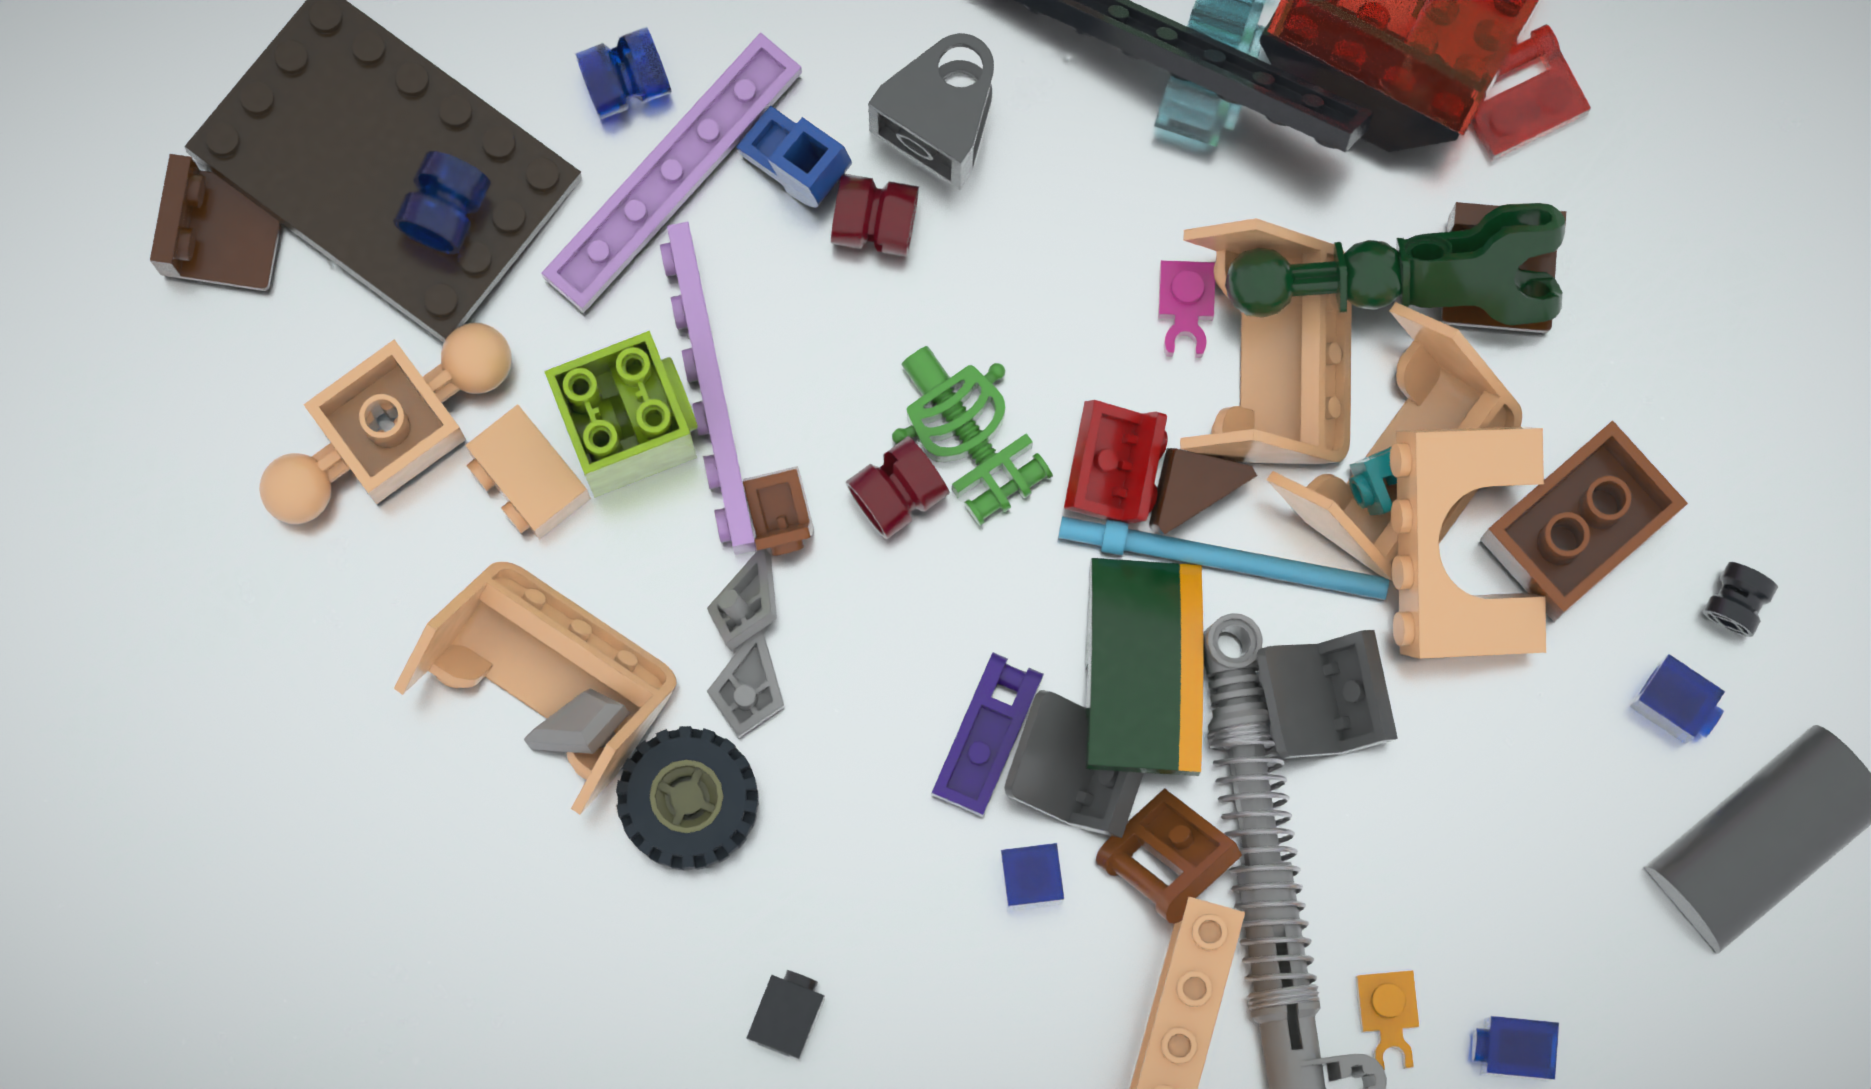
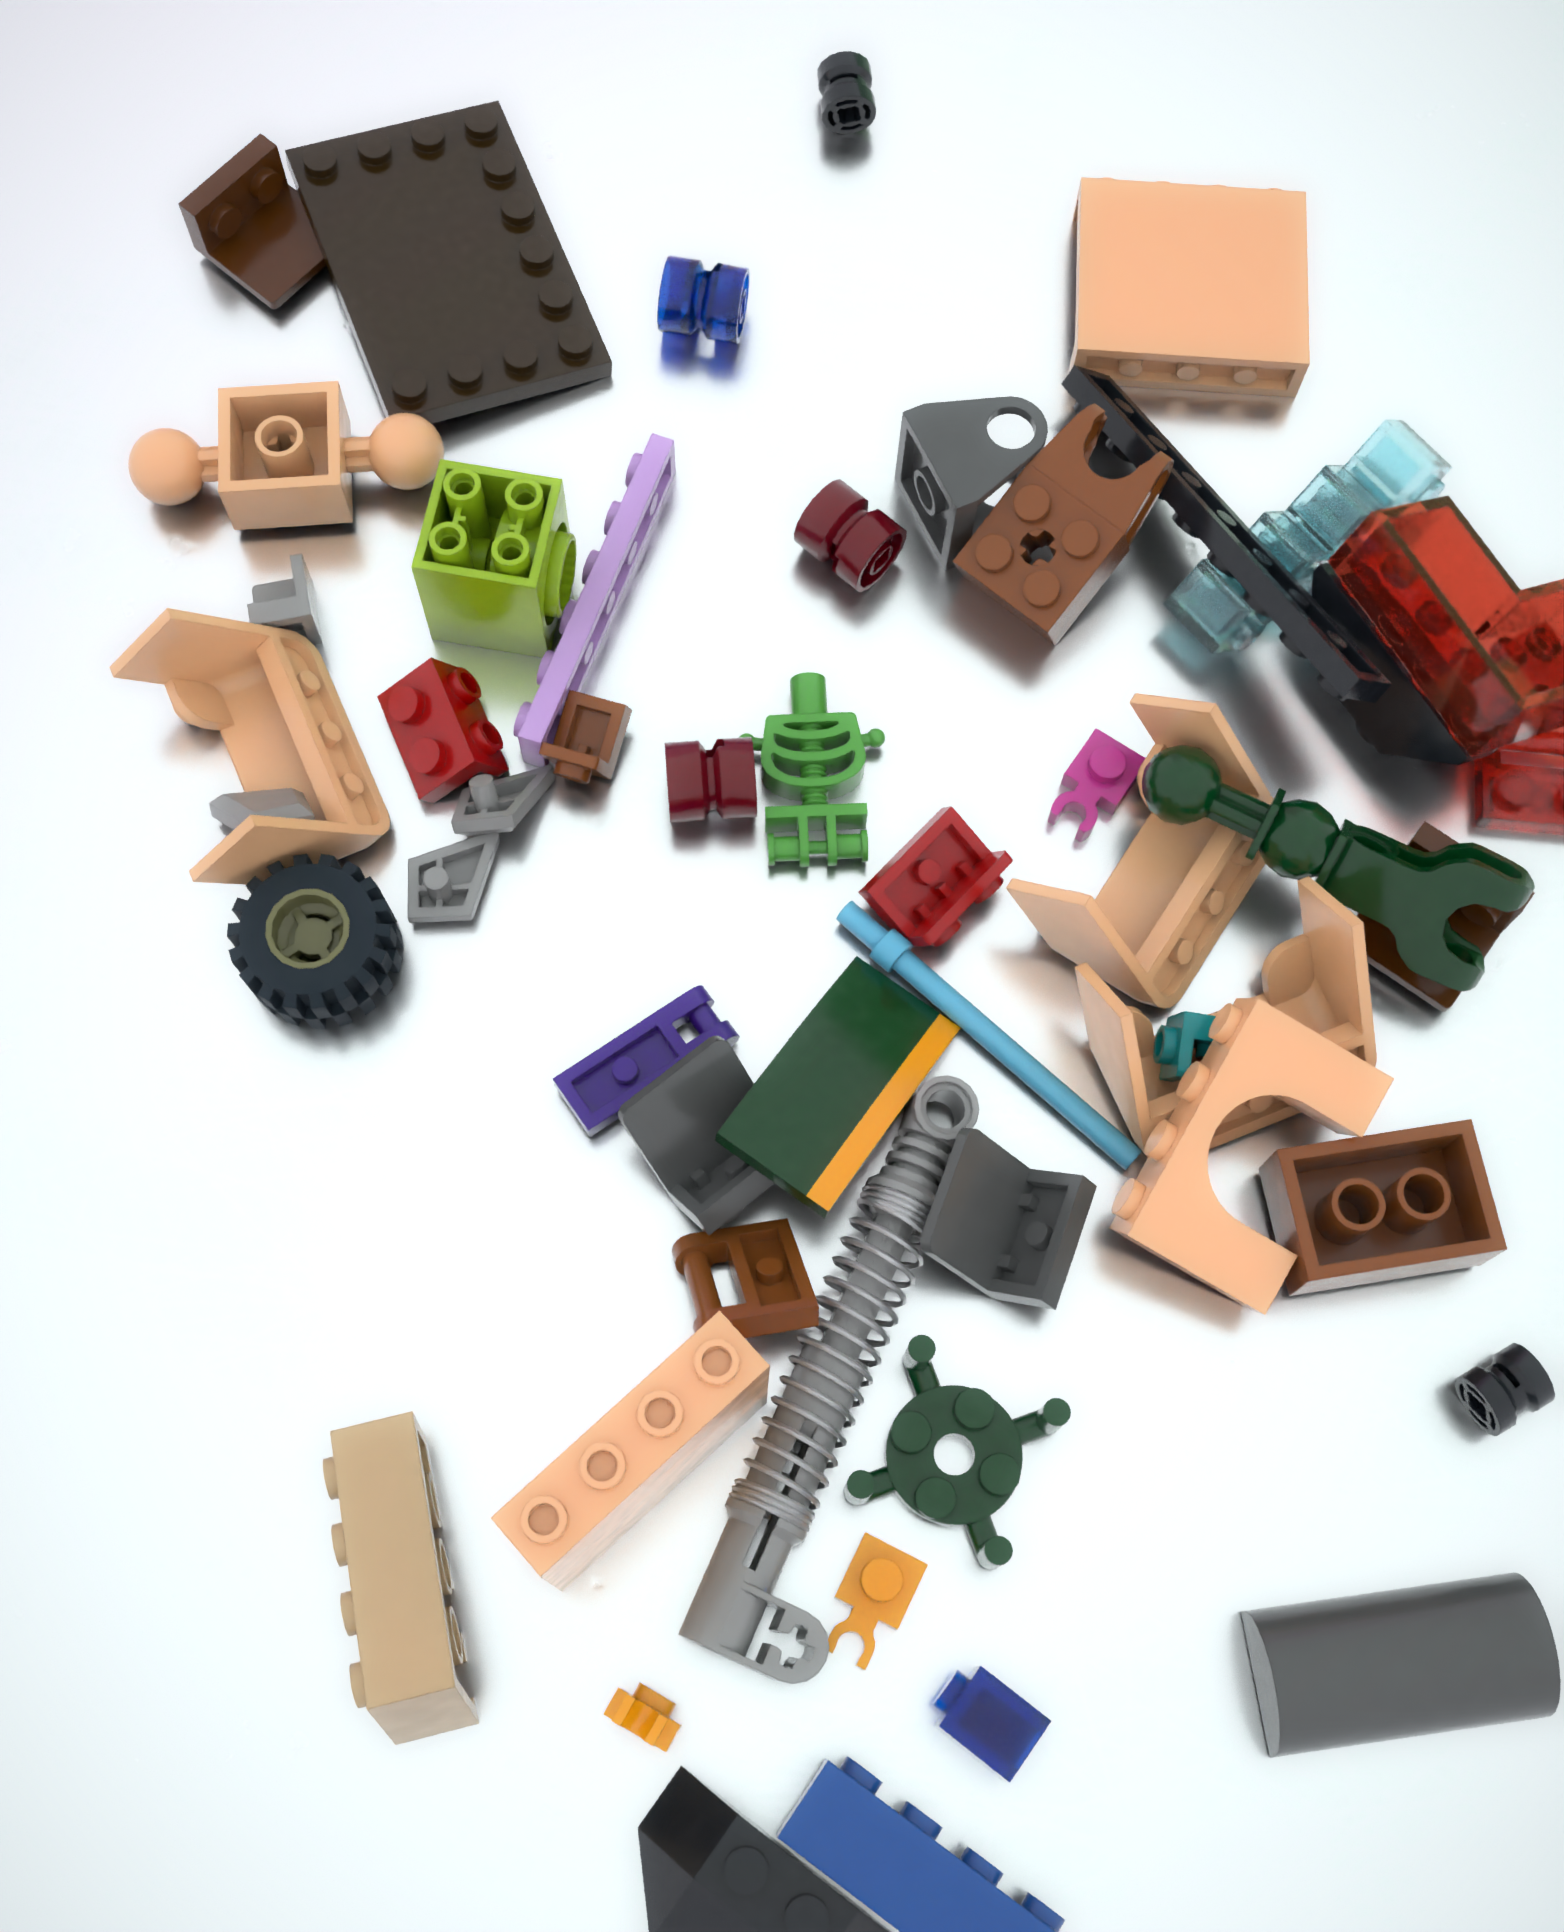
camera: 30 degrees right, 10 degrees down
(444, 198) = (462, 300): clear blue wheel -> none
(466, 545) = (288, 603): none -> light grey panel
(526, 472) = (379, 584): light nougat brick -> none
(660, 571) = (441, 728): none -> red bracket
(671, 172) = (691, 405): lavender plate -> none
(787, 1015) = (264, 1208): black brick -> none
(796, 155) = (812, 446): blue brick -> none
(1031, 877) = (594, 1220): clear blue brick -> none
(1046, 99) = (1072, 511): none -> dark orange brick
(1191, 484) = (1002, 942): reddish brown slope -> none
(1409, 859) = (983, 1426): none -> dark green plate
(1679, 700) = (1381, 1455): clear blue brick -> none

